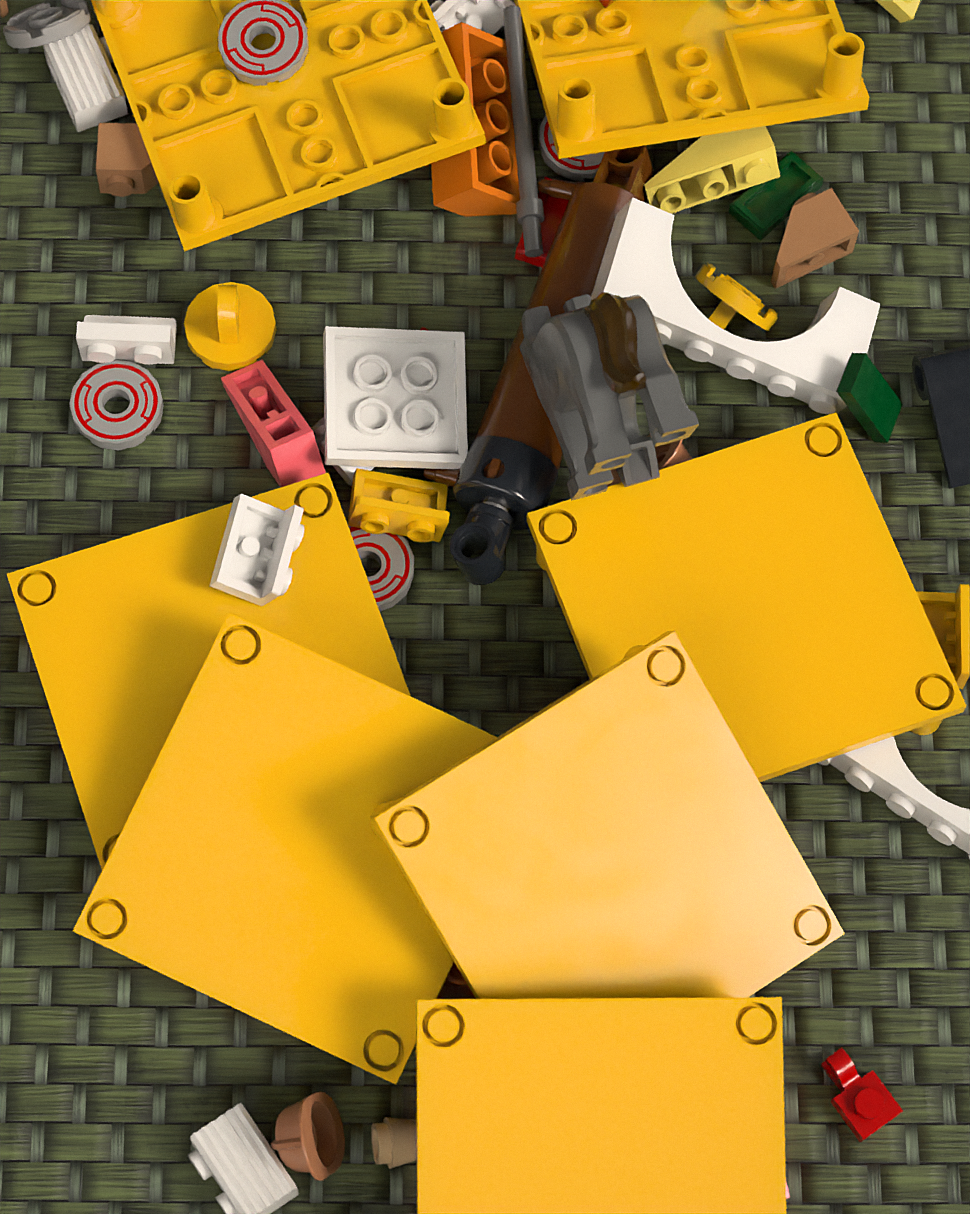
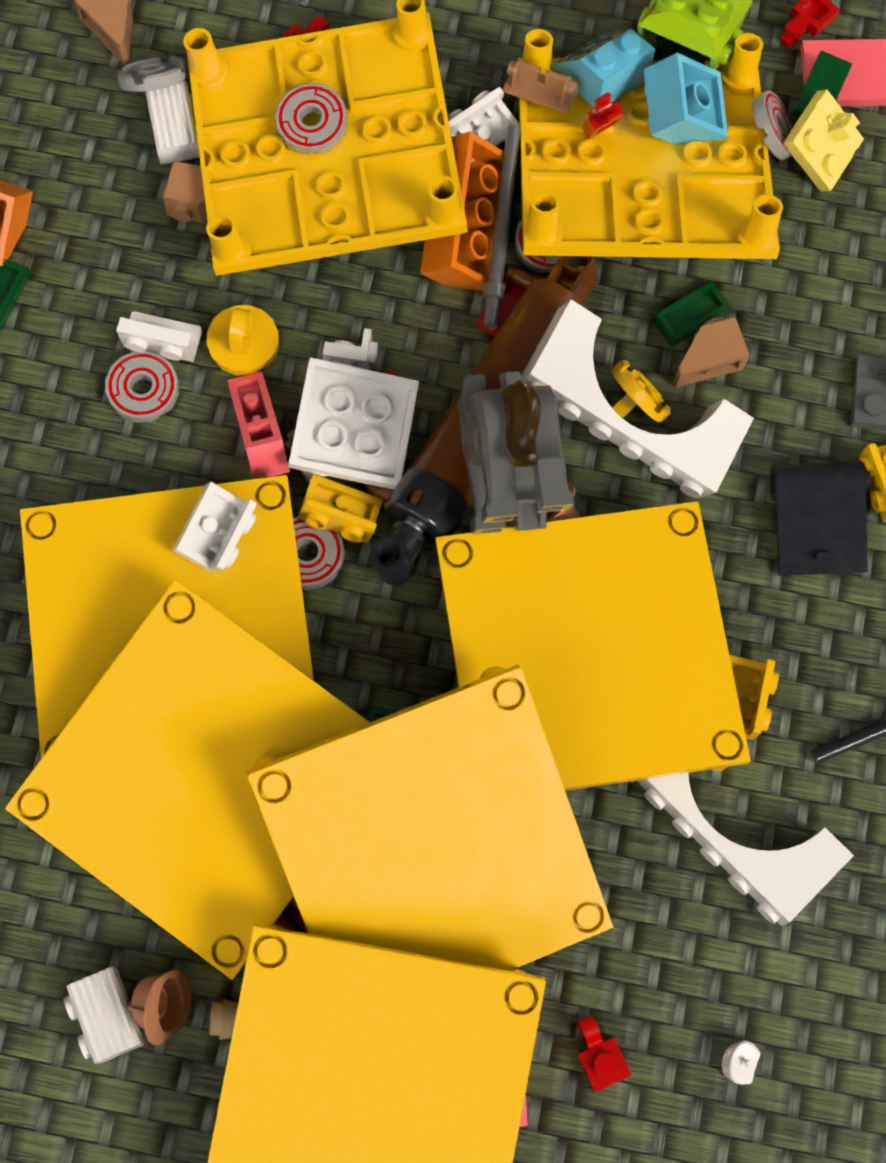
camera: 10 degrees right, 5 degrees up
(367, 316) = (351, 355): none -> white bracket
(713, 169) = (645, 284): light yellow slope -> none
(869, 397) = (728, 492): dark green tile -> none

